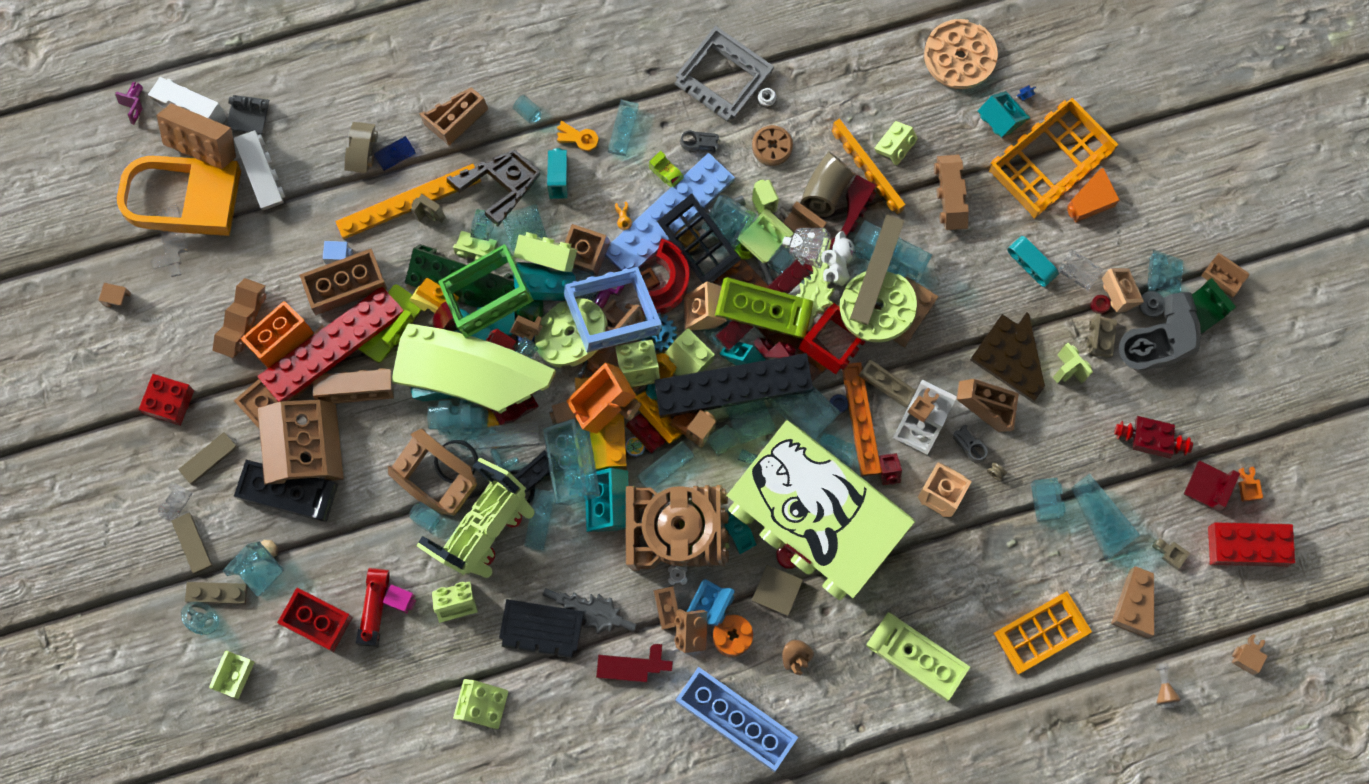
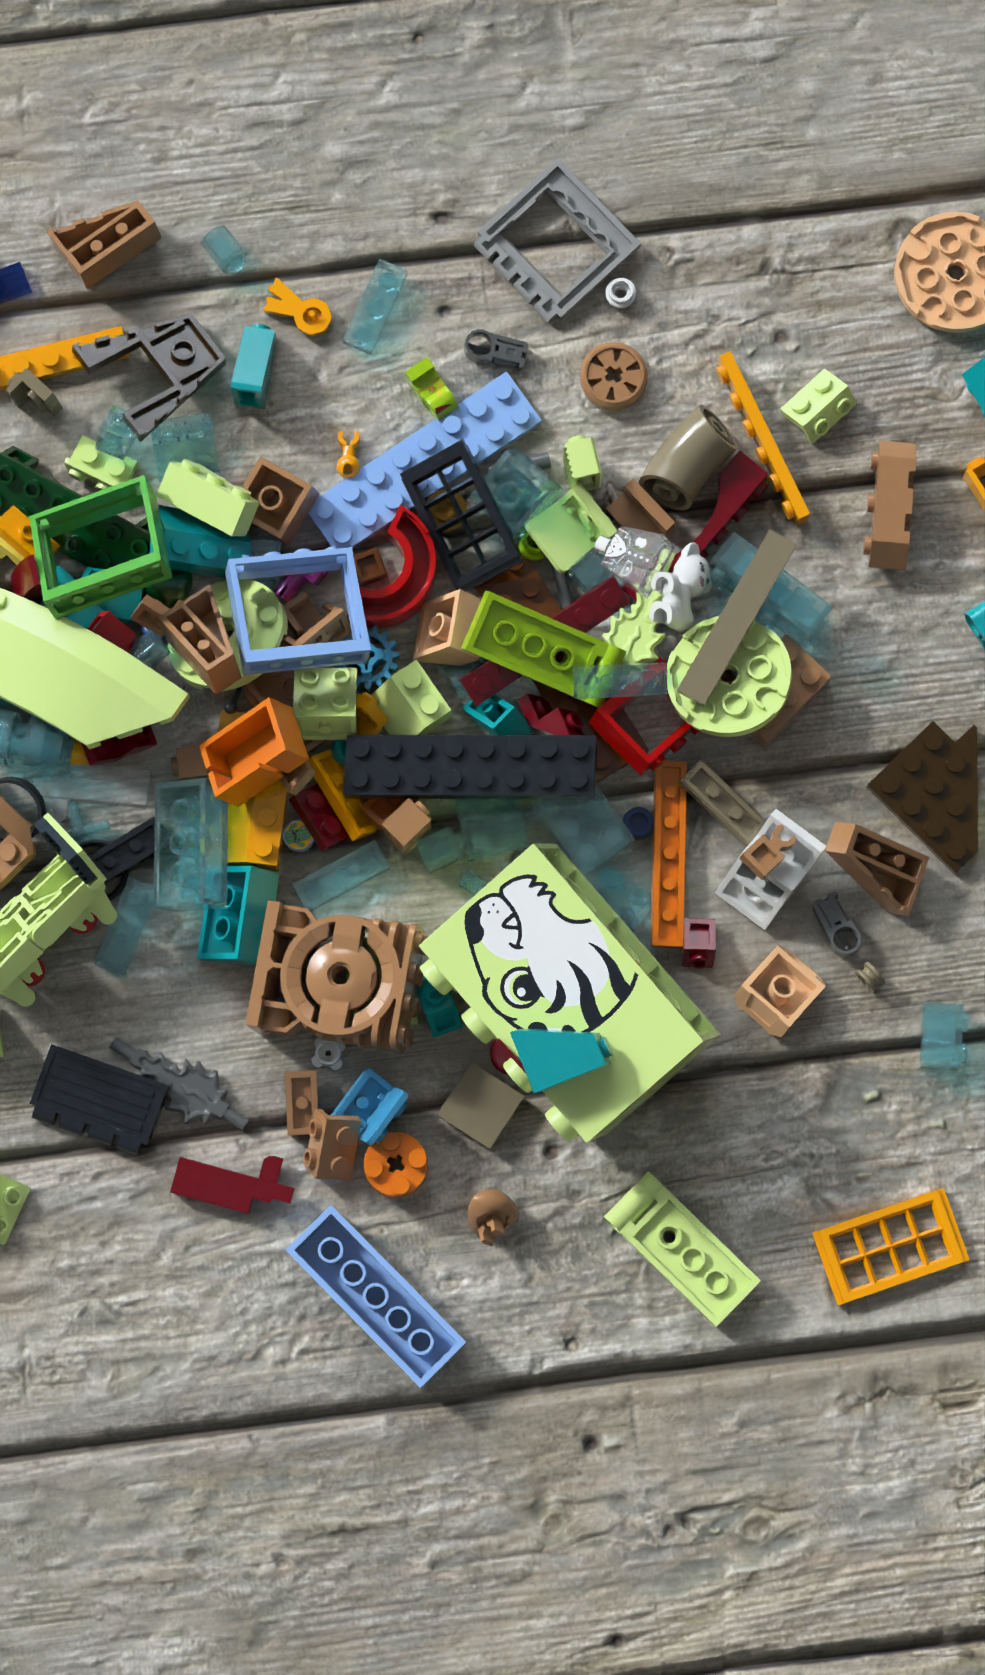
camera: 15 degrees right, 5 degrees up
(557, 336) = (201, 639): none -> medium nougat wedge
(814, 318) = (620, 680): none -> clear light blue plate
(827, 546) = (559, 1055): none -> teal slope

